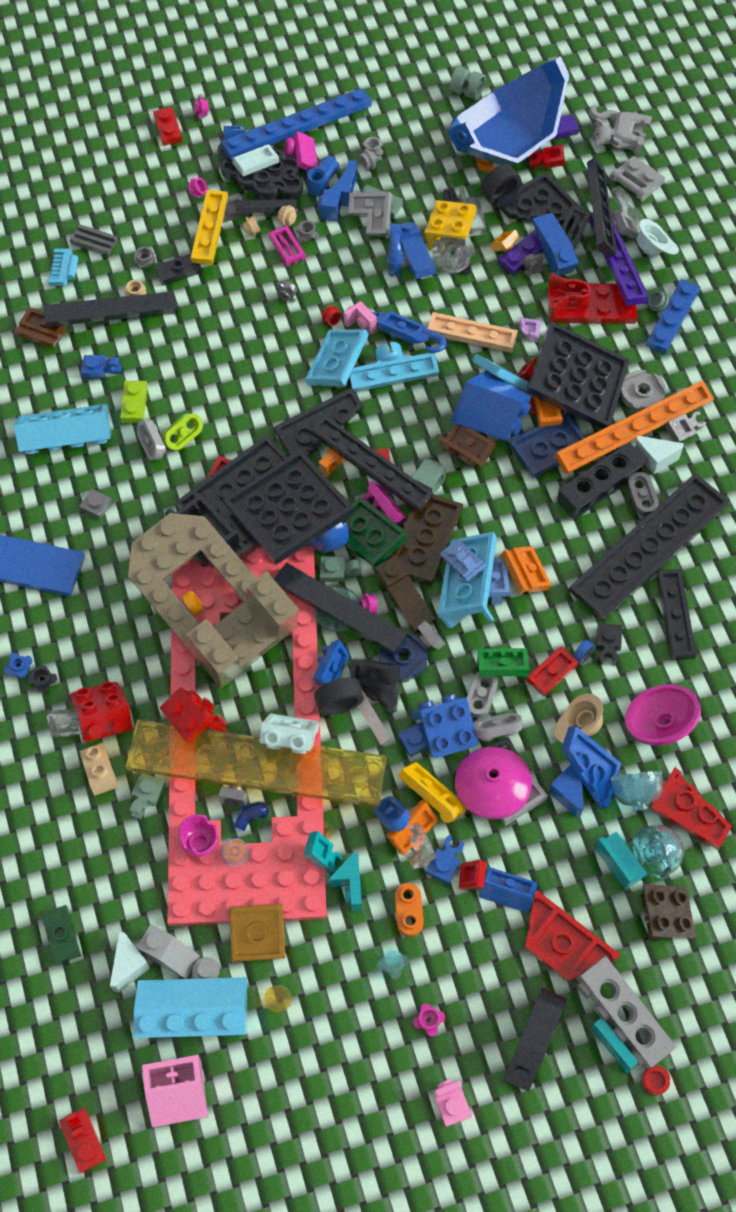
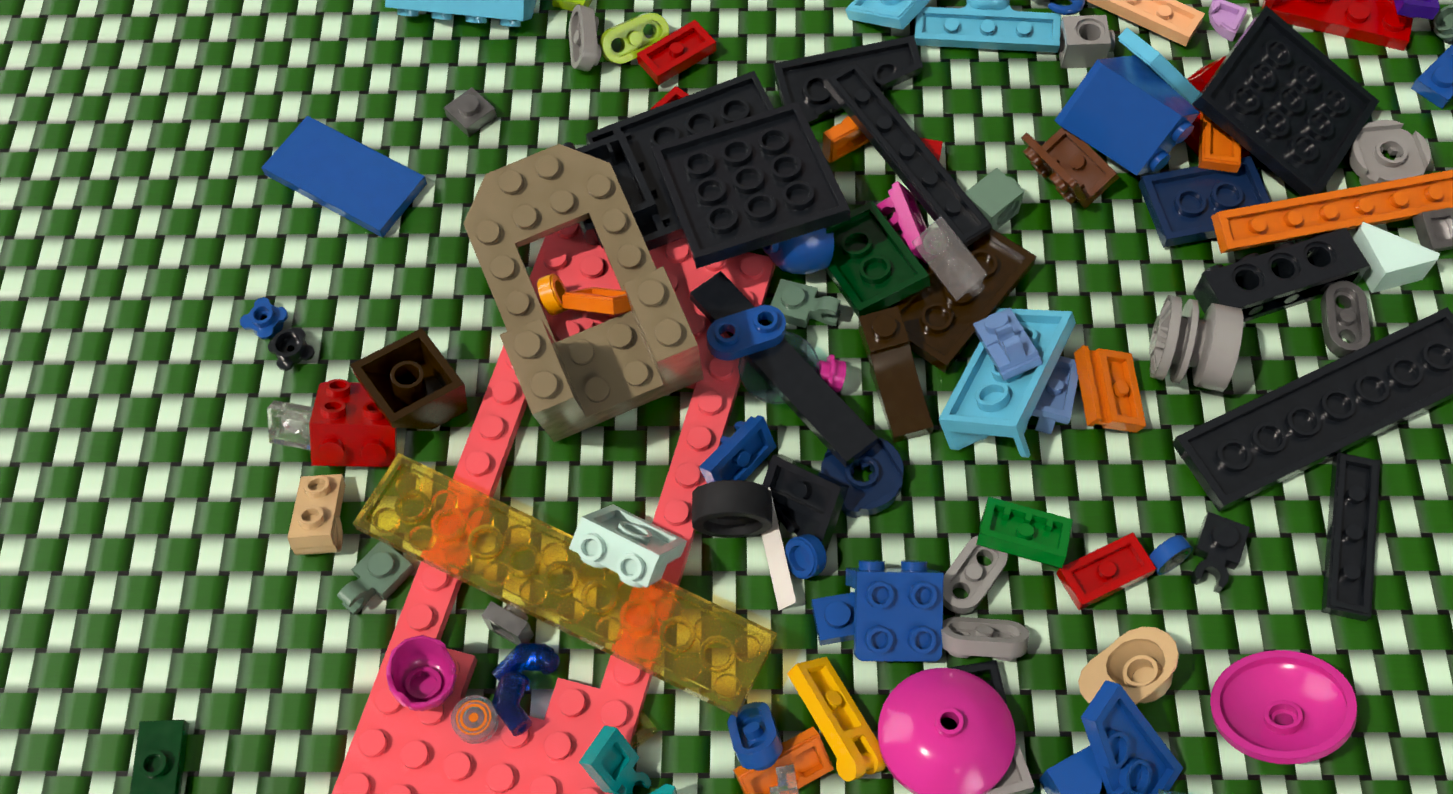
camera: 20 degrees right, 0 degrees up
(129, 677) = (412, 383): none -> dark brown slope
(191, 714) = (485, 466): red bracket -> none
(211, 433) = (676, 52): none -> red plate
(224, 598) = (597, 300): none -> orange tile
(249, 836) = (507, 701): none -> clear blue arm
(315, 594) = (748, 332): none -> blue plate
(387, 710) = (805, 556): none -> blue tile
(416, 519) = (950, 259): none -> clear hinge
(430, 636) = (916, 453): light grey plate -> none
(453, 365) = (1084, 40): none -> light grey brick
(560, 531) = (1205, 345): none -> light grey wheel

